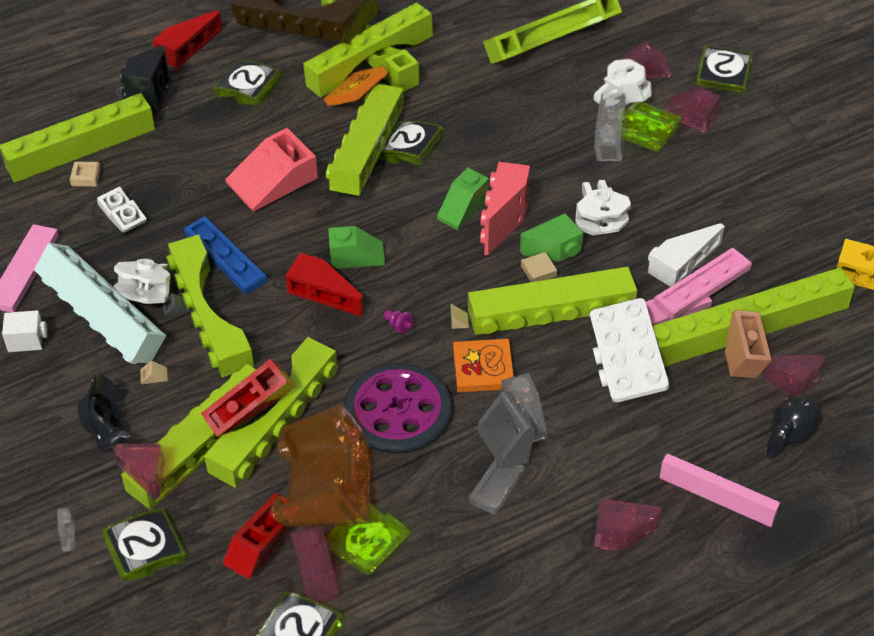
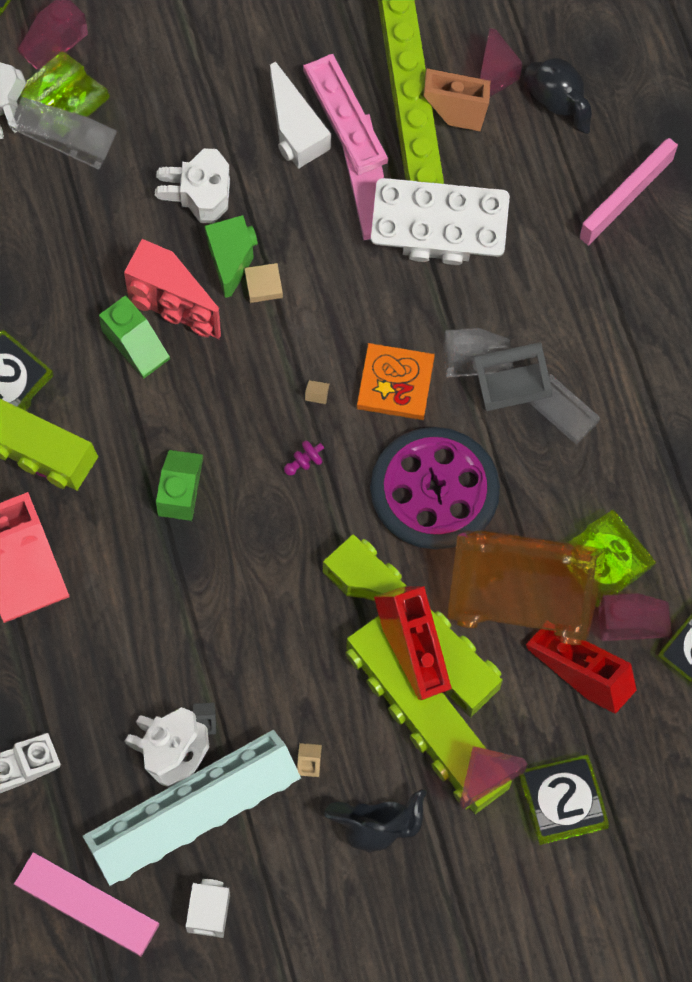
camera: 80 degrees left, 20 degrees up
(66, 529) = (523, 884): clear tile -> none
(226, 342) = (151, 686): lime arch -> none
(227, 256) = (135, 644): blue tile -> none
(321, 283) = (224, 534): red slope -> none
(548, 300) = (326, 282): lime brick -> none
(624, 523) = (651, 297): clear pink slope -> none

